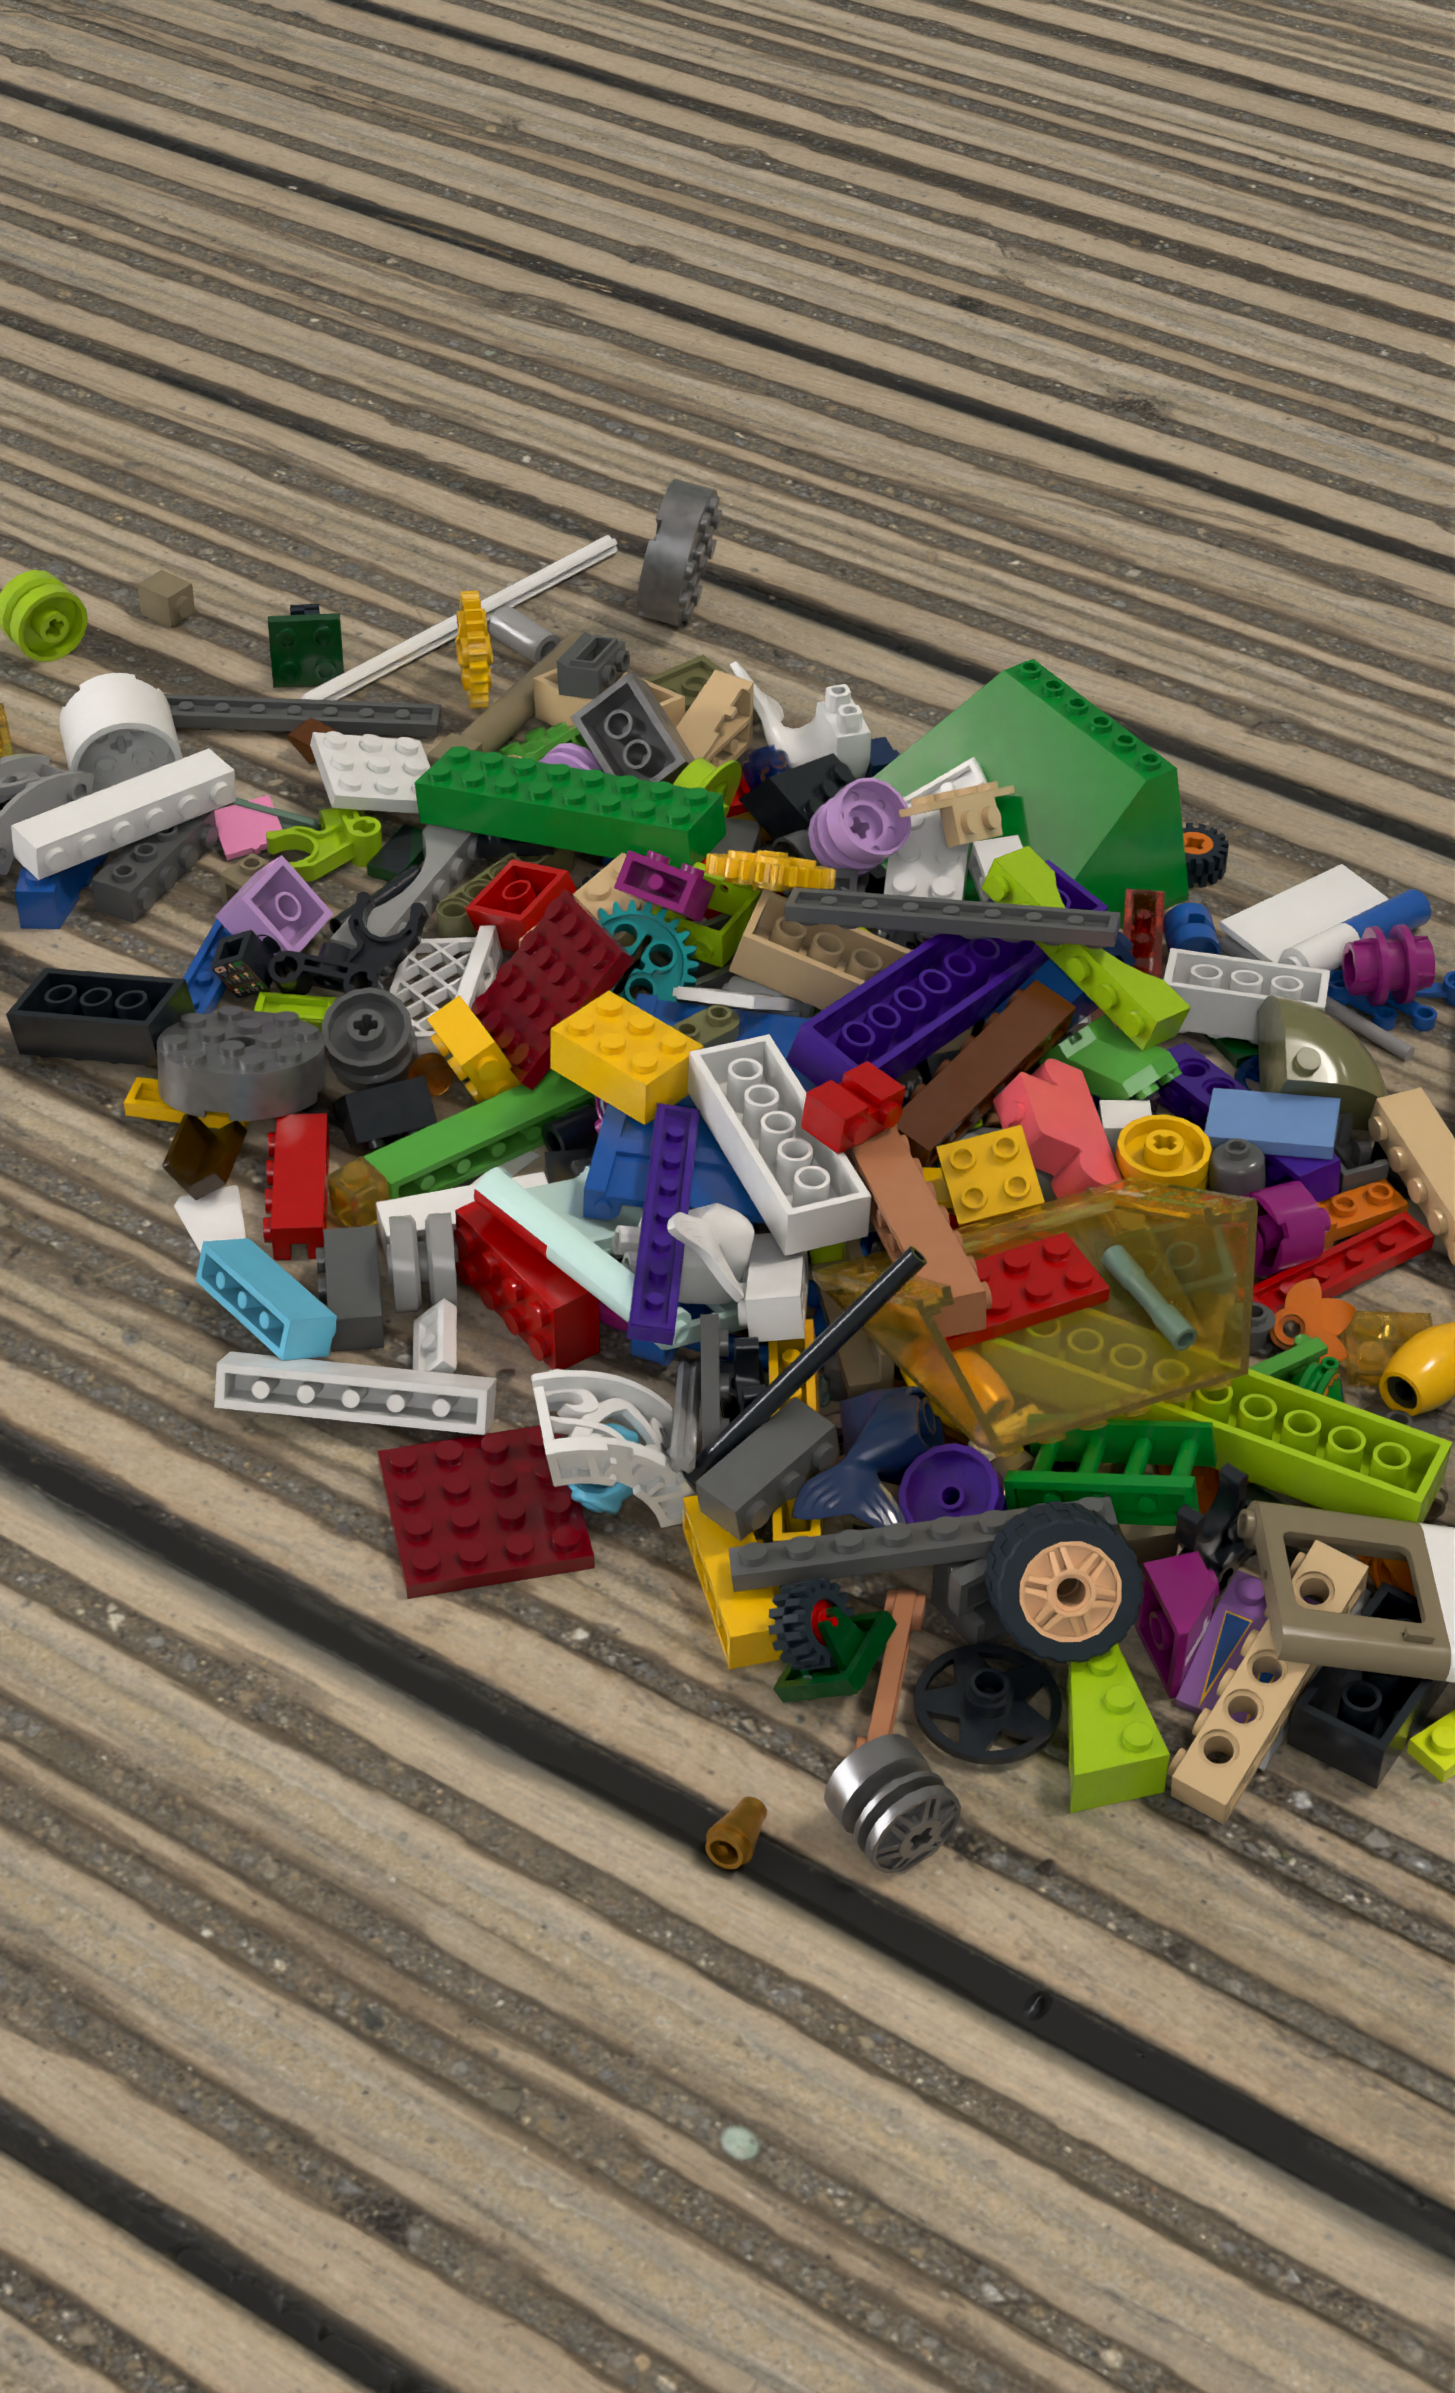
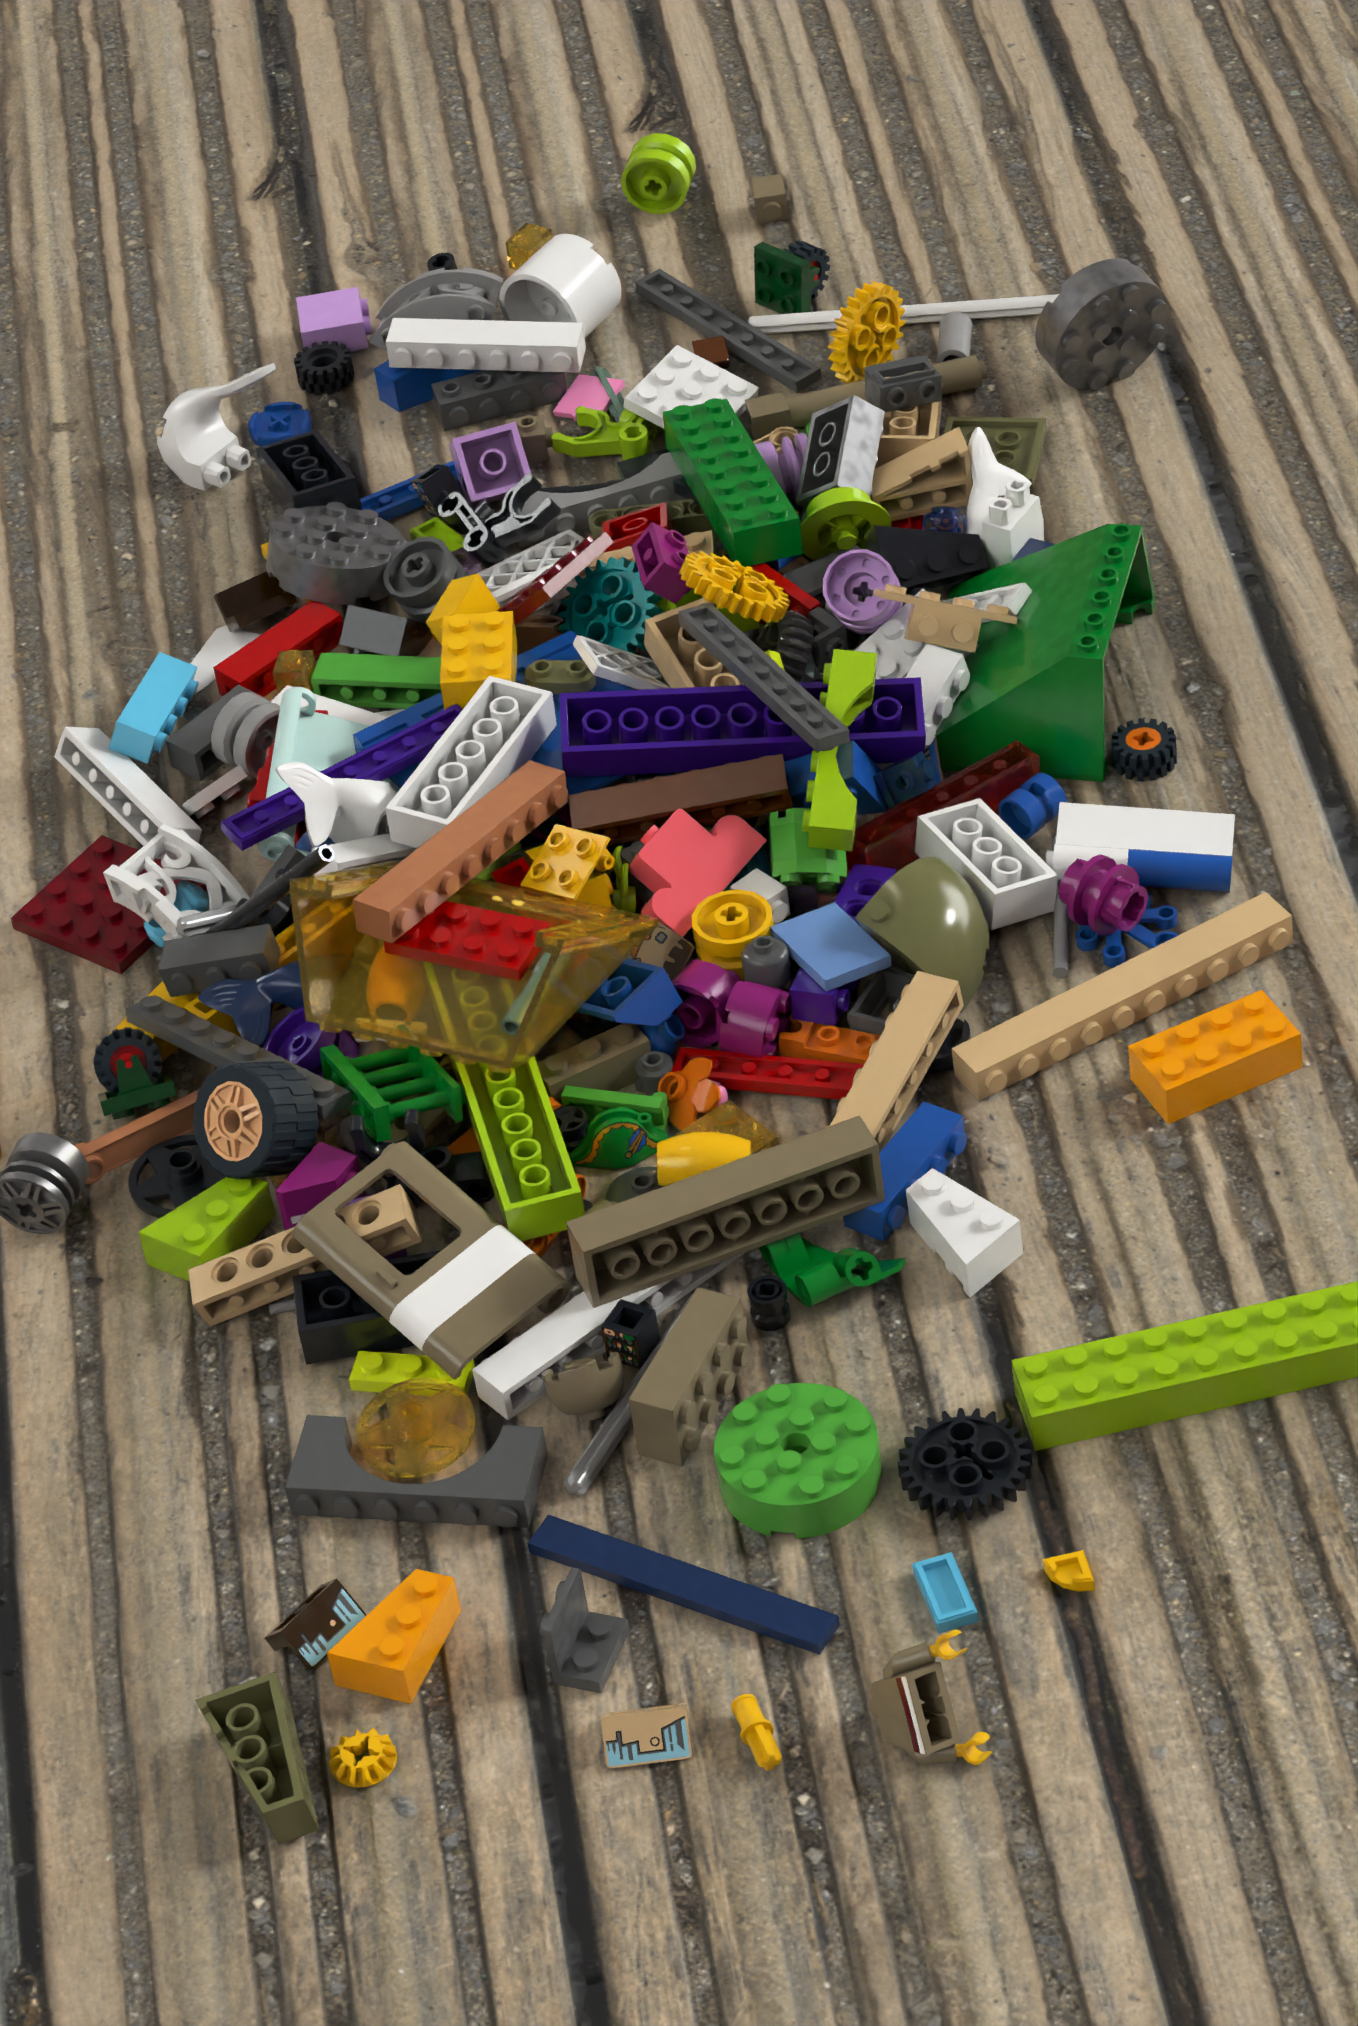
camera: 55 degrees right, 0 degrees up
(853, 1109) = (508, 764): red brick -> none

